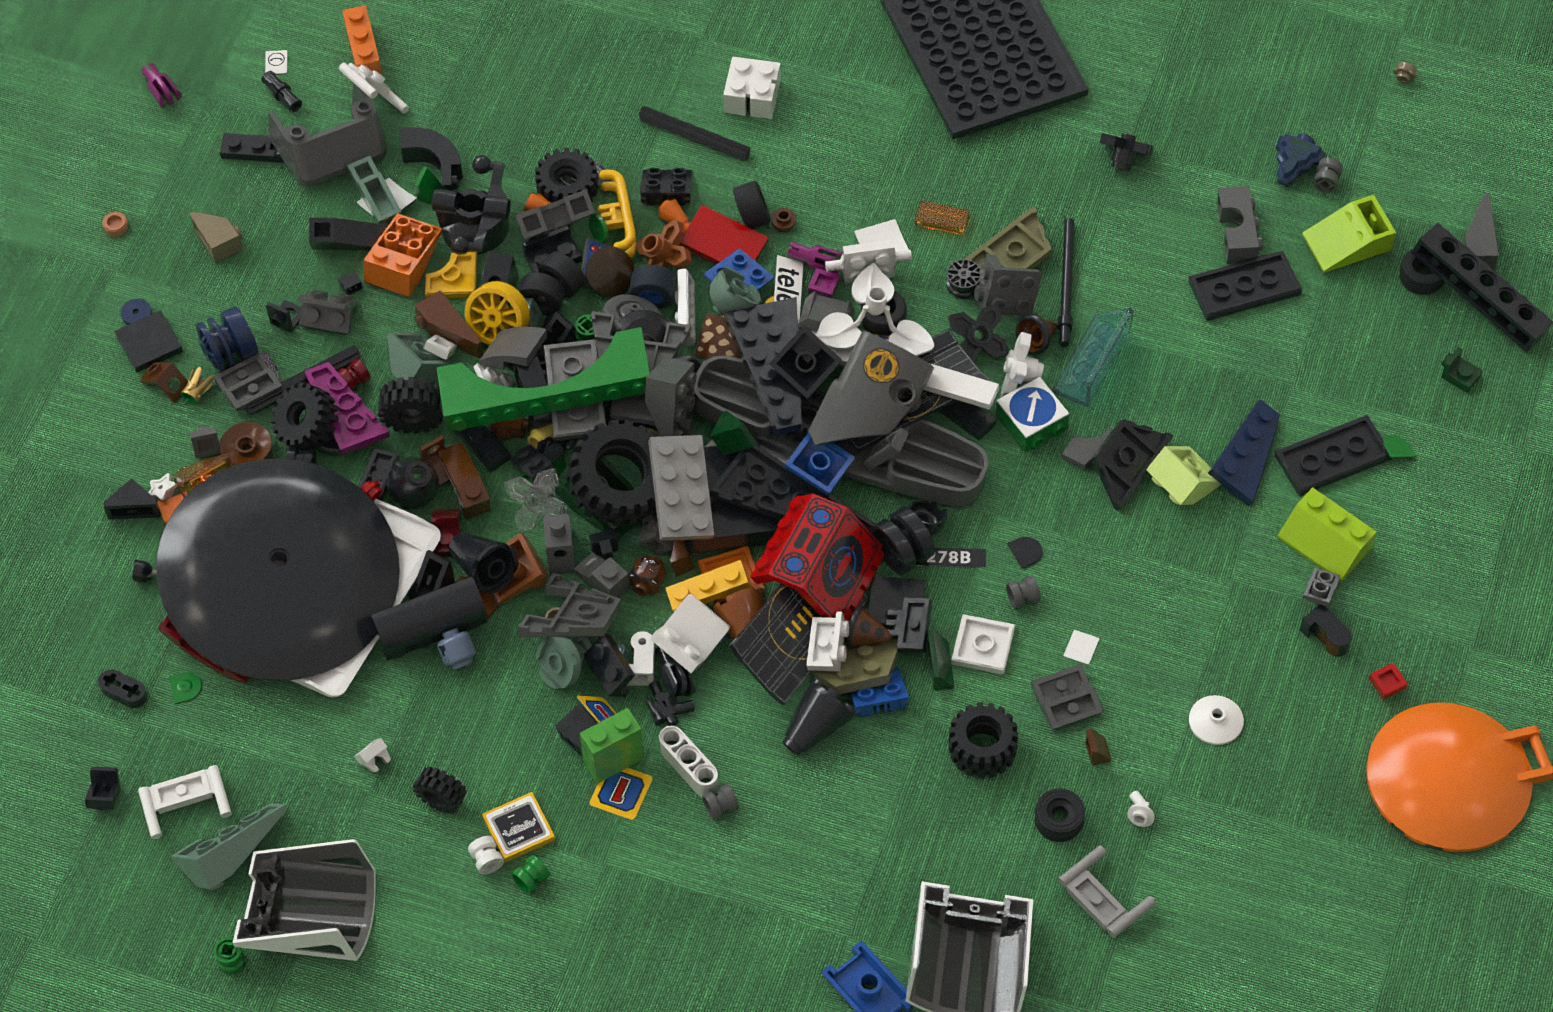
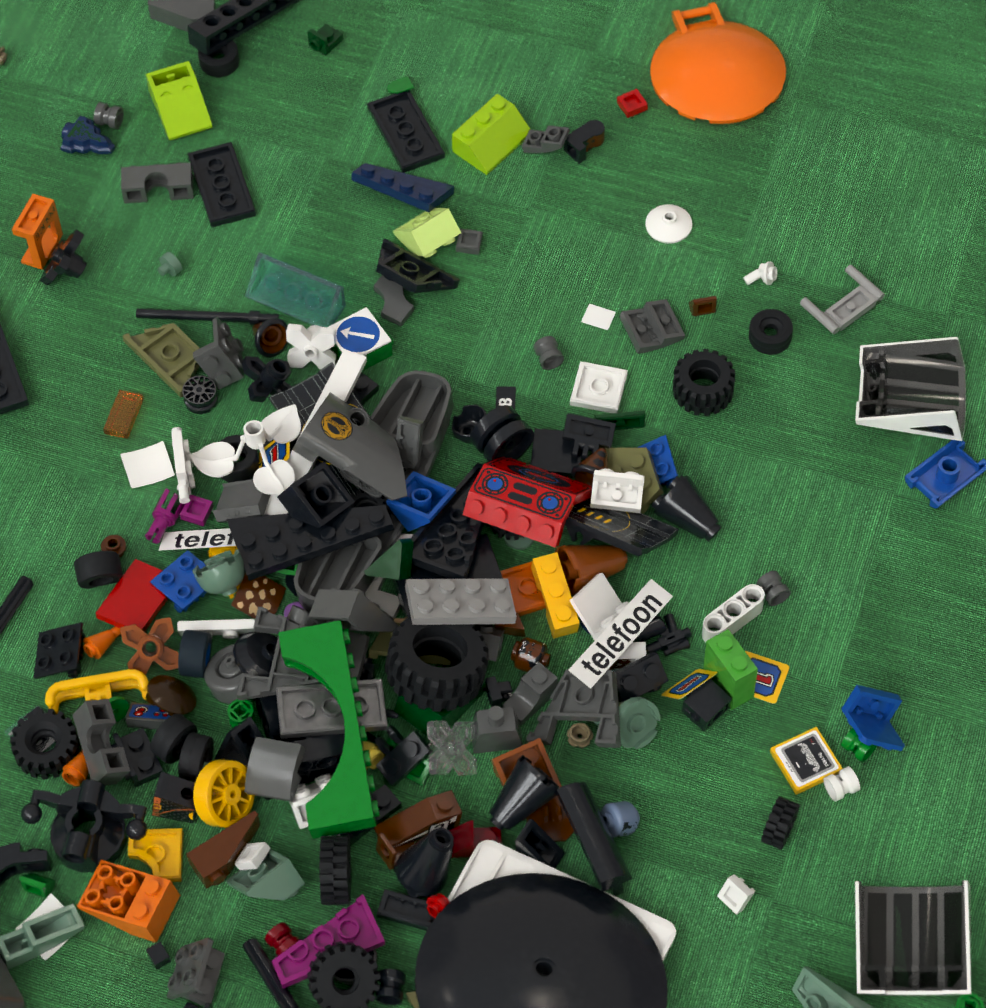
camera: 90 degrees left, 0 degrees up
(343, 234) = (98, 961): black slope -> none
(547, 881) = (869, 715): none -> blue bracket
(653, 641) = (620, 633): none -> white sticker
(1026, 550) = (499, 354): black piece -> none
(1128, 242) = (169, 264): none -> sand green tile
(1155, 106) = (33, 226): none -> orange window
(1178, 519) = (469, 241): none -> dark grey tile

